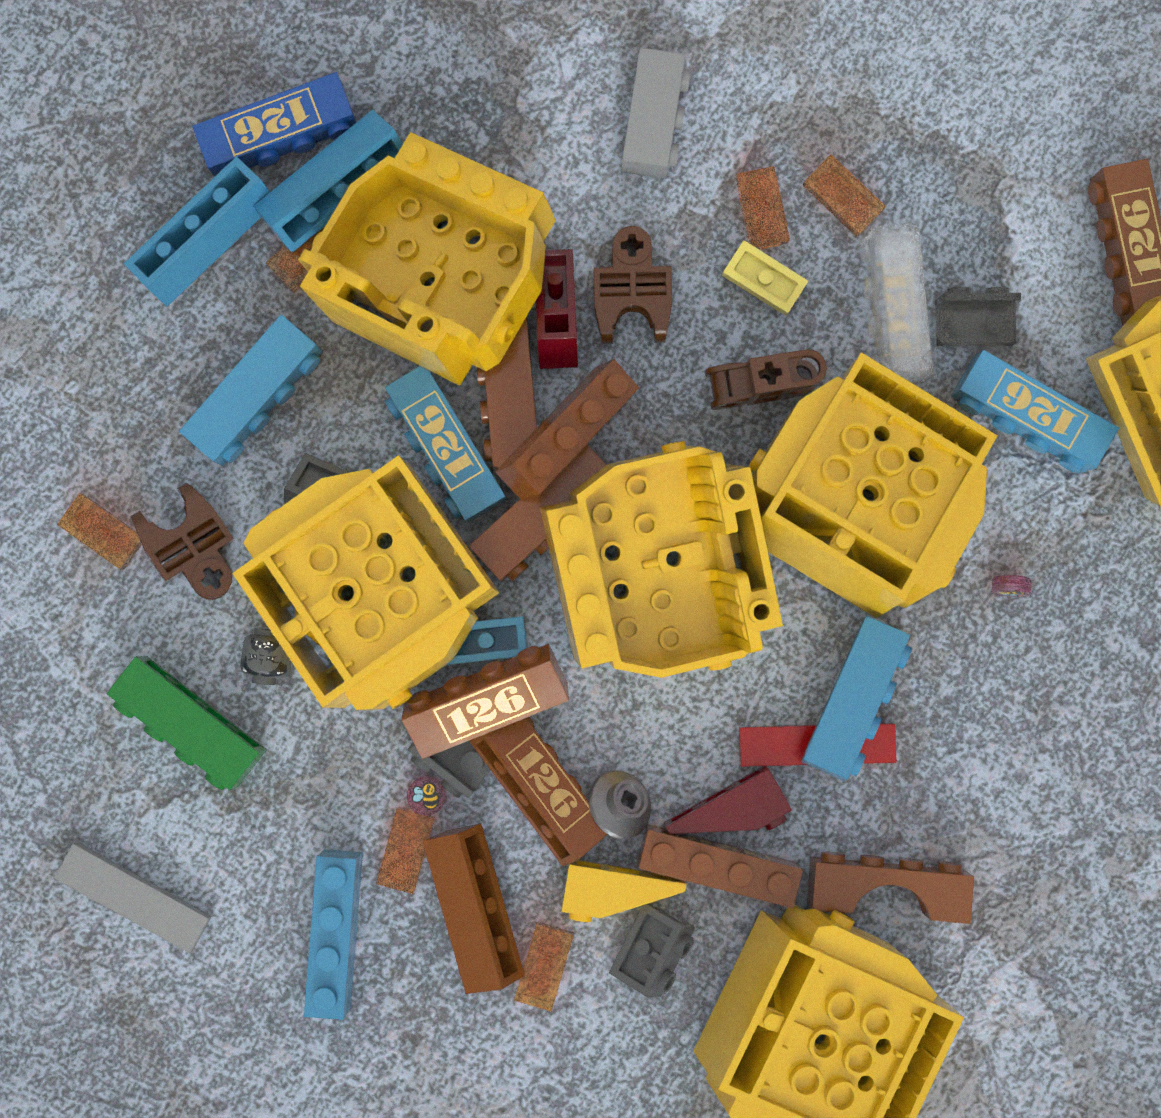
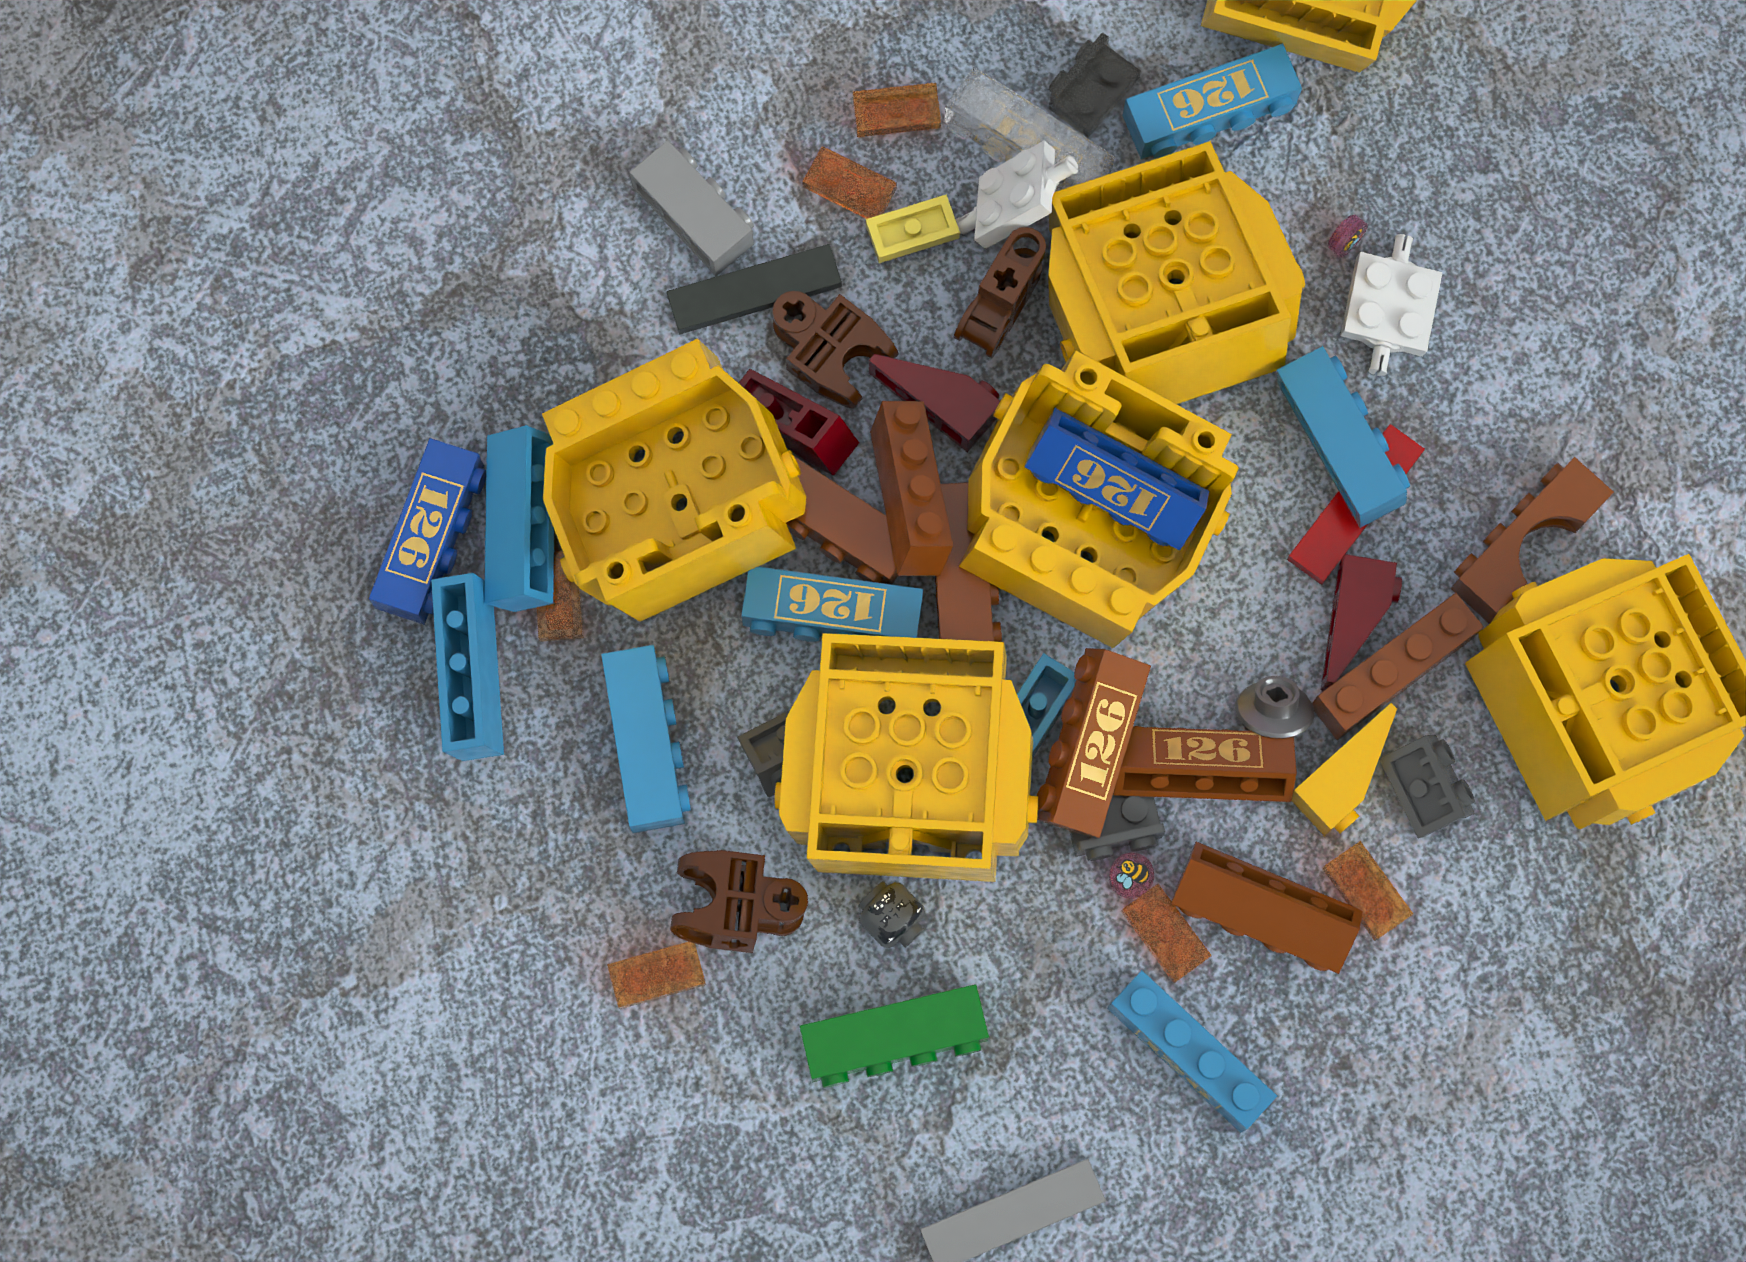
camera: 55 degrees left, 10 degrees down
(631, 204) = (752, 288): none -> pearl dark grey tile
(659, 404) = (951, 399): none -> dark red slope
(687, 569) = (1117, 480): none -> blue brick
(845, 329) = (1016, 194): none -> white plate
(986, 656) = (1391, 304): none -> white plate

